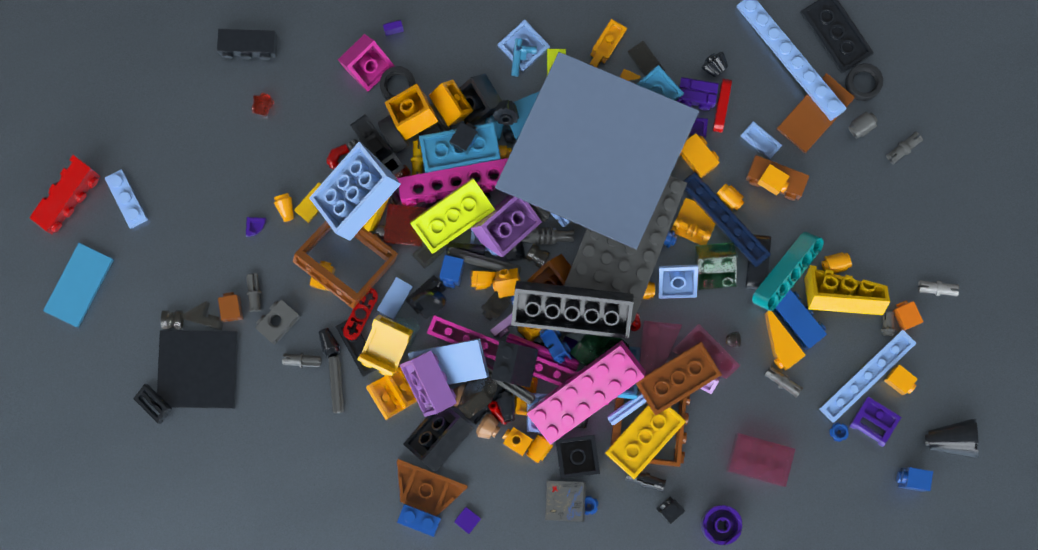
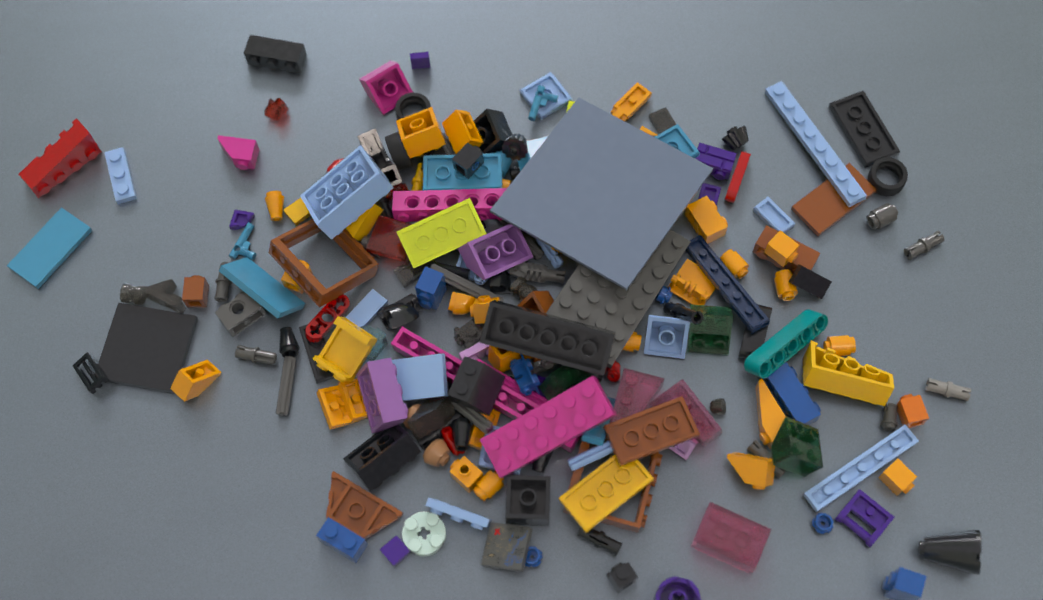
camera: 10 degrees right, 15 degrees down
(239, 156) = (240, 151): none -> dark pink slope
(251, 394) = (194, 379): none -> light orange slope
(263, 251) = (243, 244): none -> dark azure hose
(293, 294) = (262, 287): none -> dark azure tile
(484, 510) = (416, 543): none -> light aqua plate
(517, 478) = (458, 514): none -> light blue plate
(687, 257) = (680, 311): none -> black pin
(772, 394) = (753, 469): none -> light orange slope
(780, 210) = (784, 288): none -> light orange brick
(803, 205) = (810, 281): none -> black tile
(809, 369) = (797, 448): none -> clear green slope

